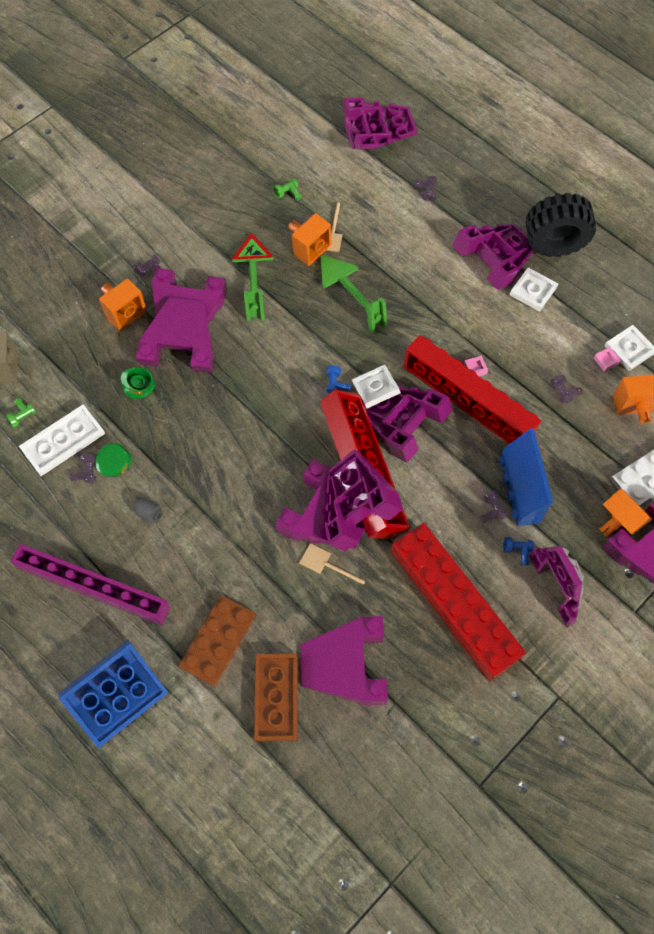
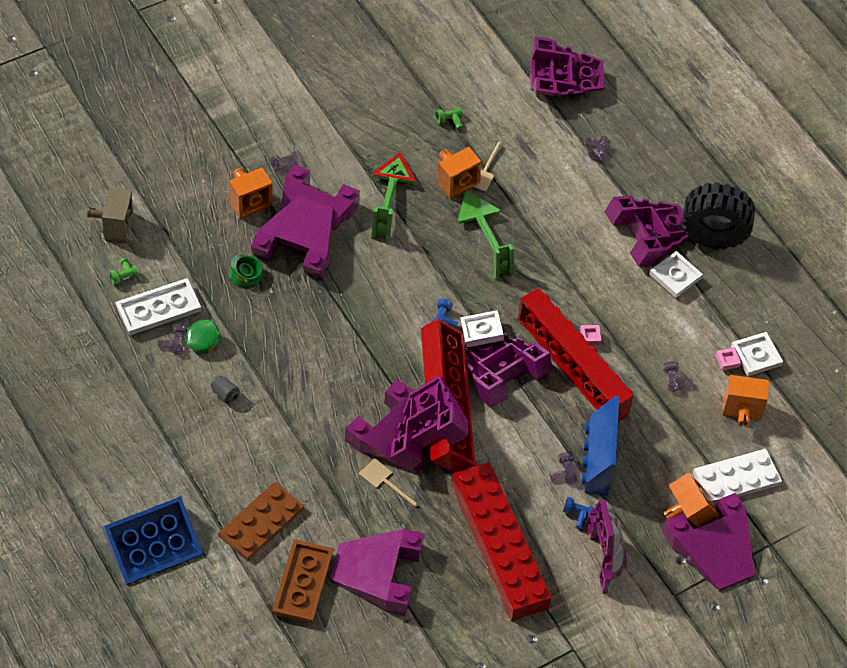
camera: 10 degrees right, 10 degrees down
(91, 584) = (155, 441): magenta brick -> none

